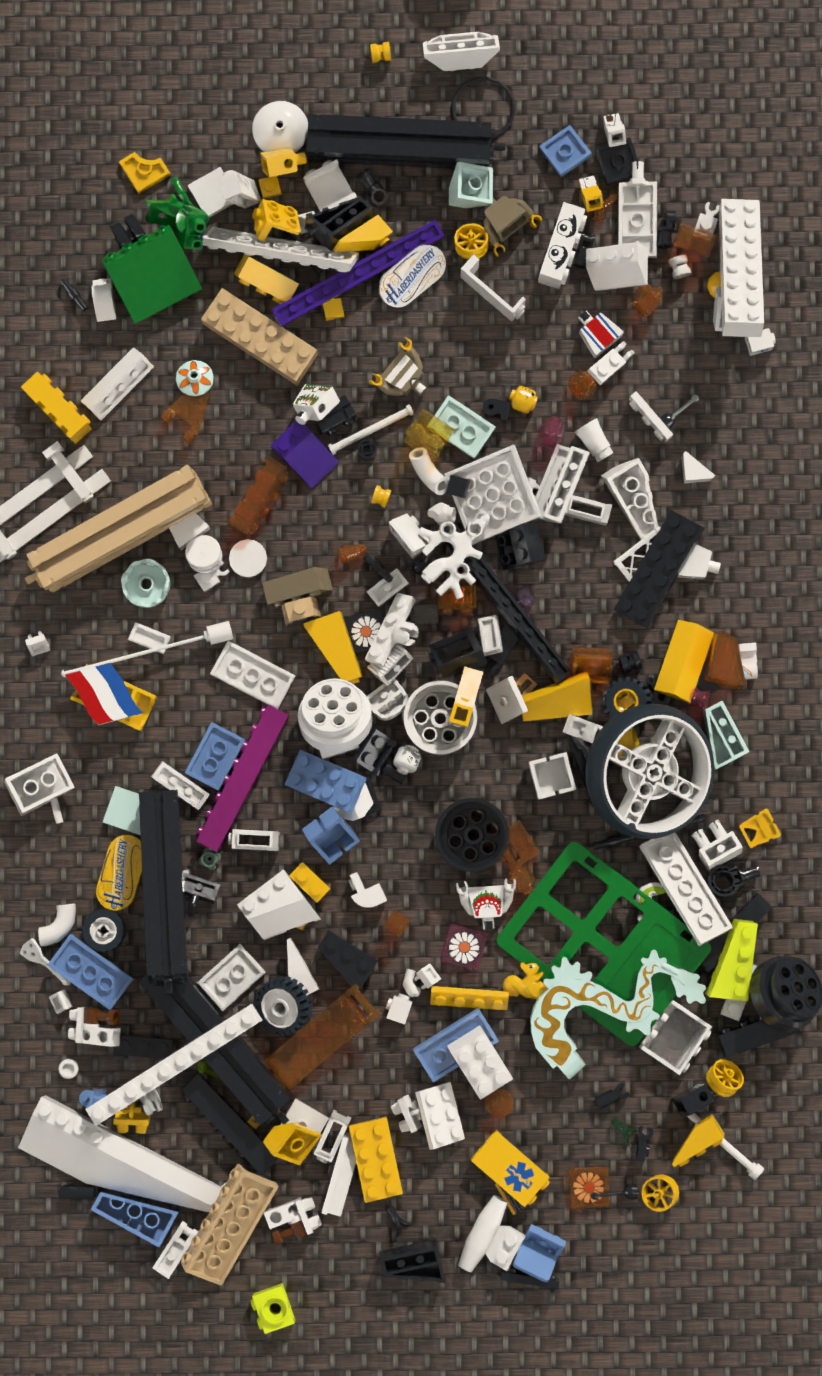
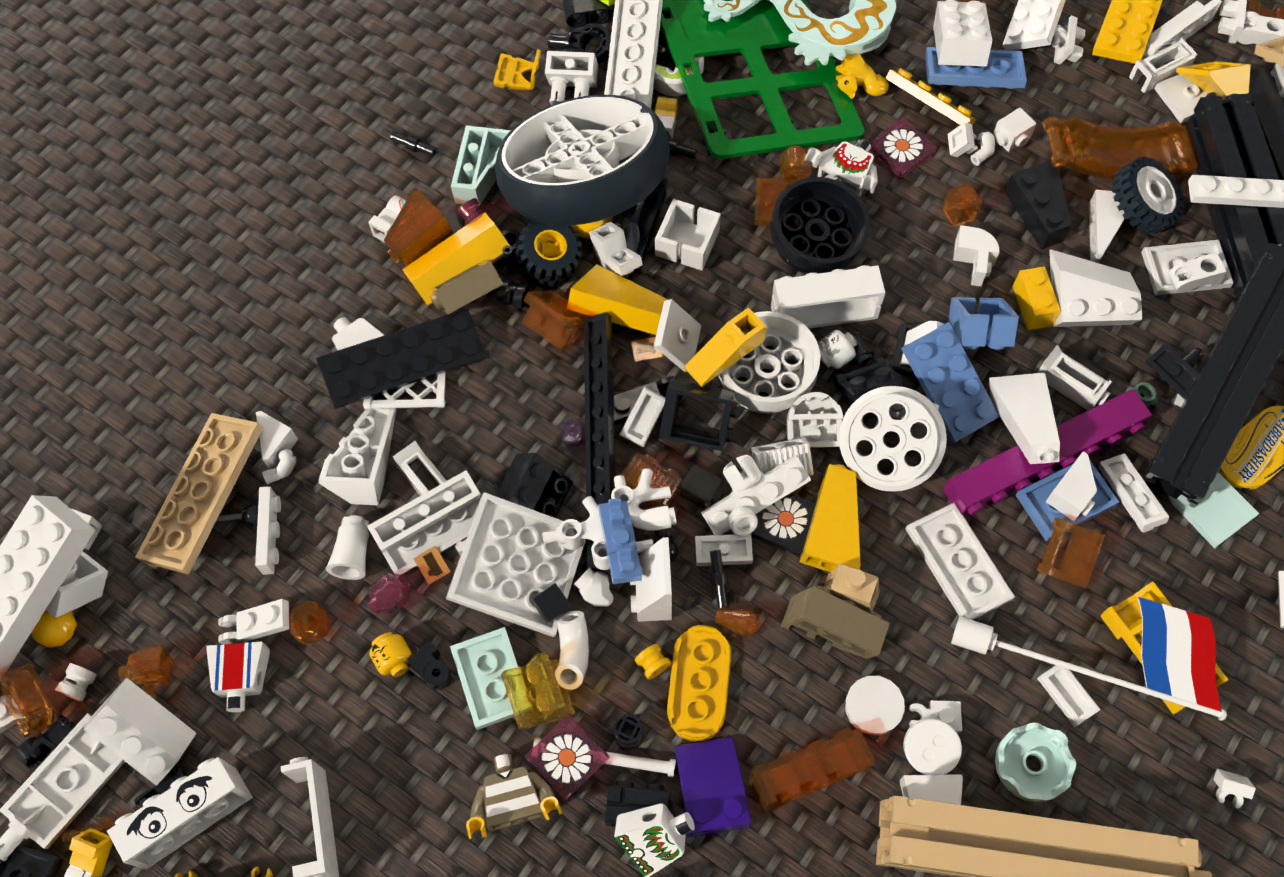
camera: 145 degrees left, 20 degrees down
(188, 722) = (1079, 555): none -> clear orange plate
(213, 757) = (1075, 490): none -> white slope
(222, 966) = (1198, 273): none -> white leg
(266, 788) = (1028, 414): none -> white slope
(349, 505) = (699, 683): none -> yellow tile
(386, 608) = (742, 521): none -> white tile
(388, 414) = (567, 756): none -> tile
(437, 784) = (830, 296): none -> white piece
(441, 538) = (620, 541): none -> medium blue plate
(543, 464) = (431, 565): none -> clear orange sticker
(632, 859) = (667, 110): none -> yellow leg
(665, 643) = (465, 287): none -> dark tan window
(674, 461) = (284, 468): none -> white arm
(704, 408) = (199, 493): none -> tan bracket
(782, 725) = (413, 143): none -> black bar

